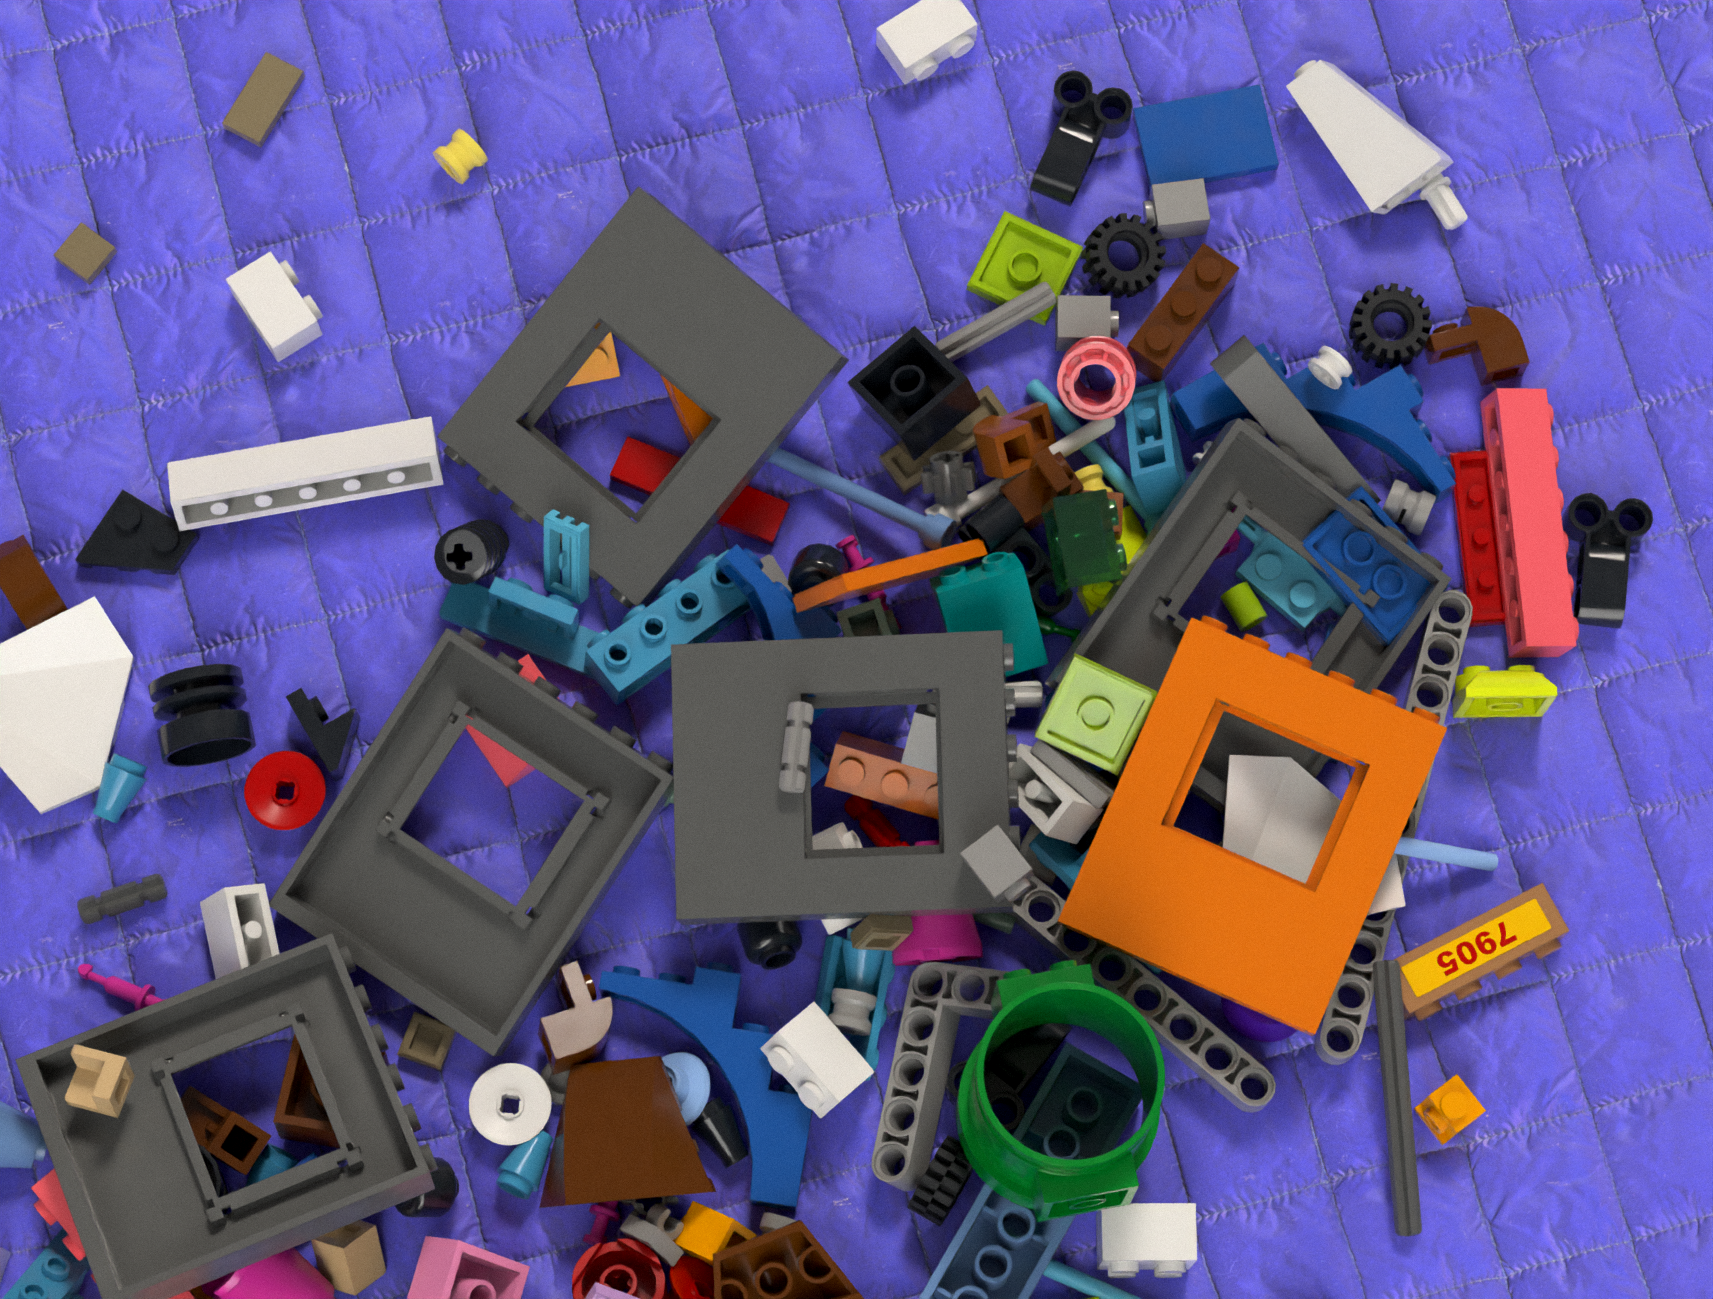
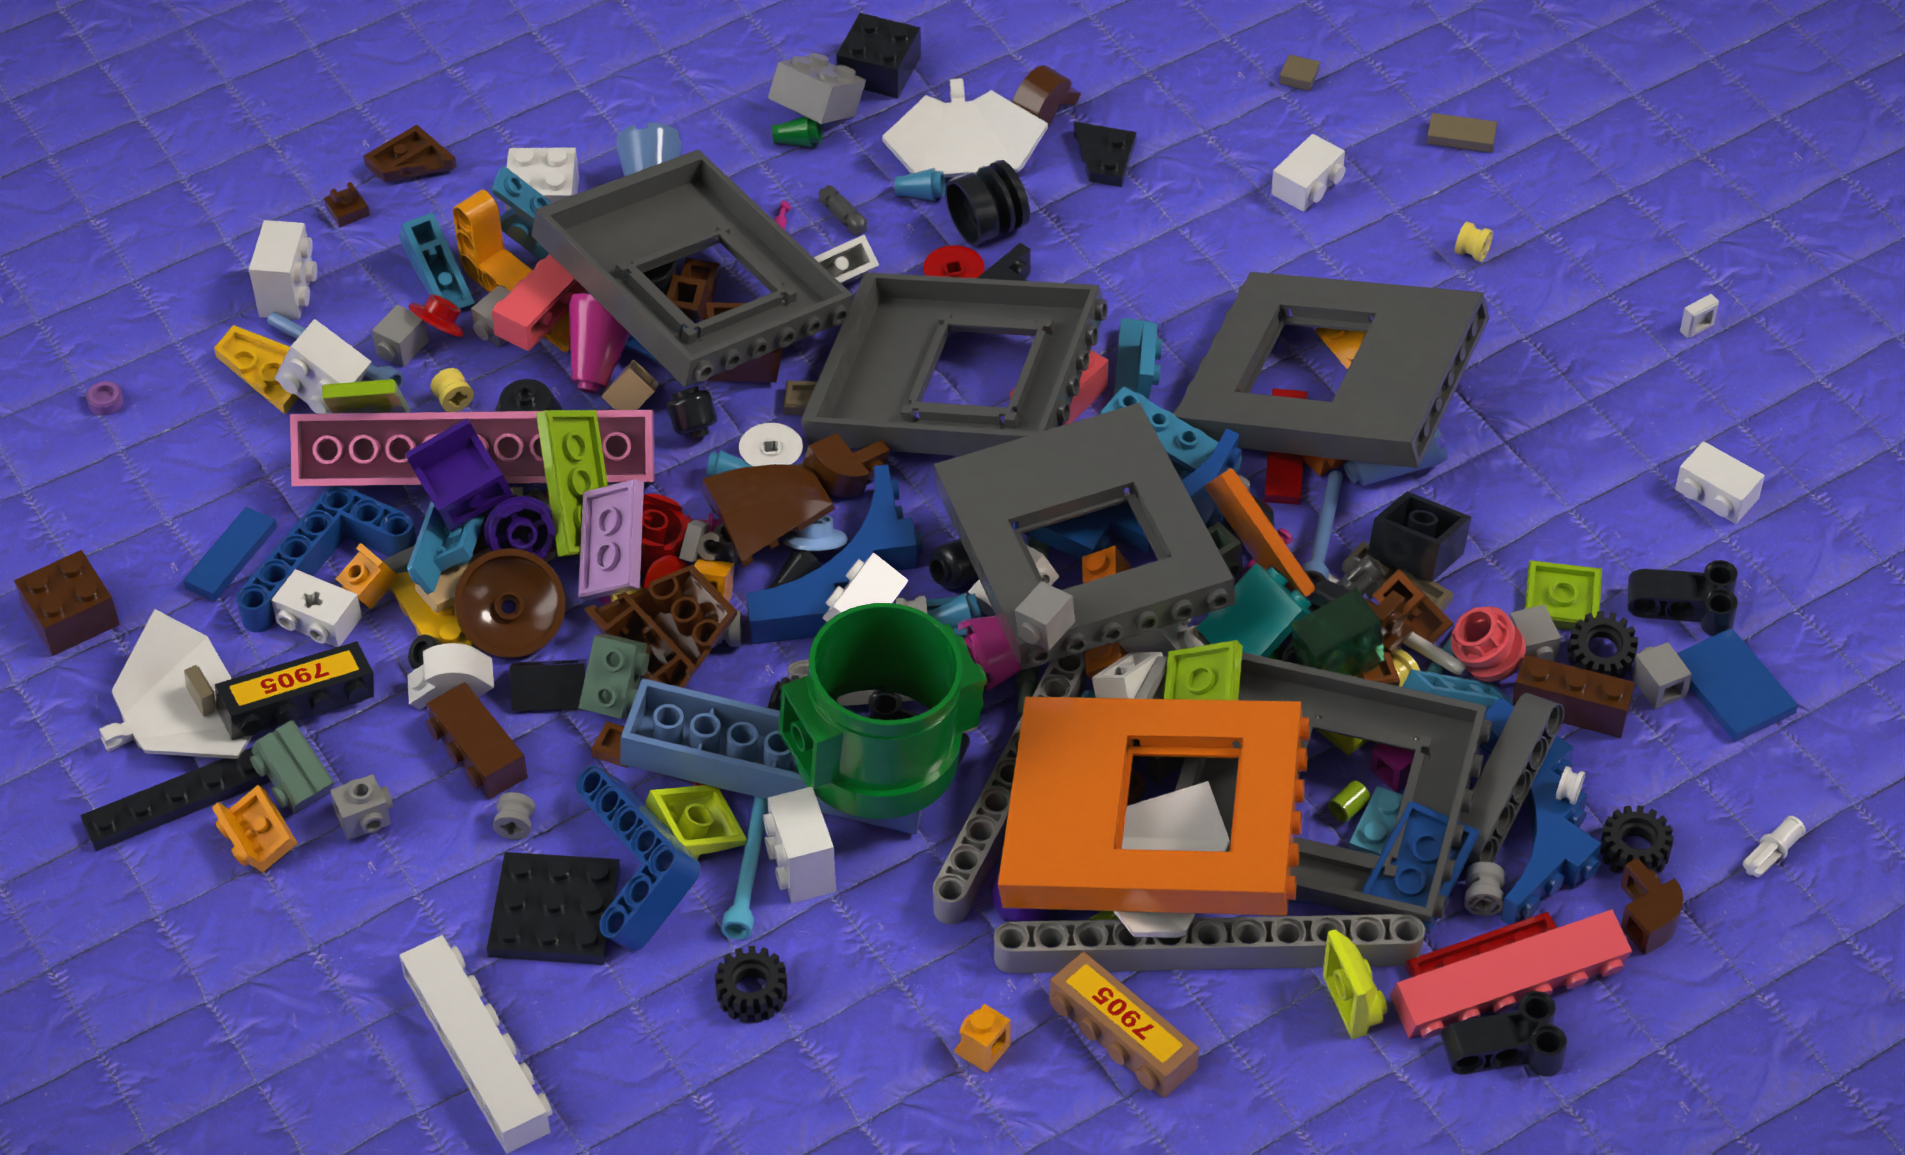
camera: 75 degrees right, 25 degrees down
(99, 1081) = (695, 187): tan panel -> none
(304, 473) = (1190, 215): white brick -> none
(471, 551) = (1173, 313): black piece -> none
(572, 560) = (1192, 365): medium azure tile -> none
(796, 747) = (1089, 485): light grey axle -> none
(881, 932) = (975, 597): dark tan tile -> none
(997, 322) = (1504, 580): light grey axle -> none
(1368, 140) = (1787, 779): white slope -> none
(1397, 1098) = (977, 992): dark grey axle -> none
(1446, 854) = (1195, 970): light blue bar -> none

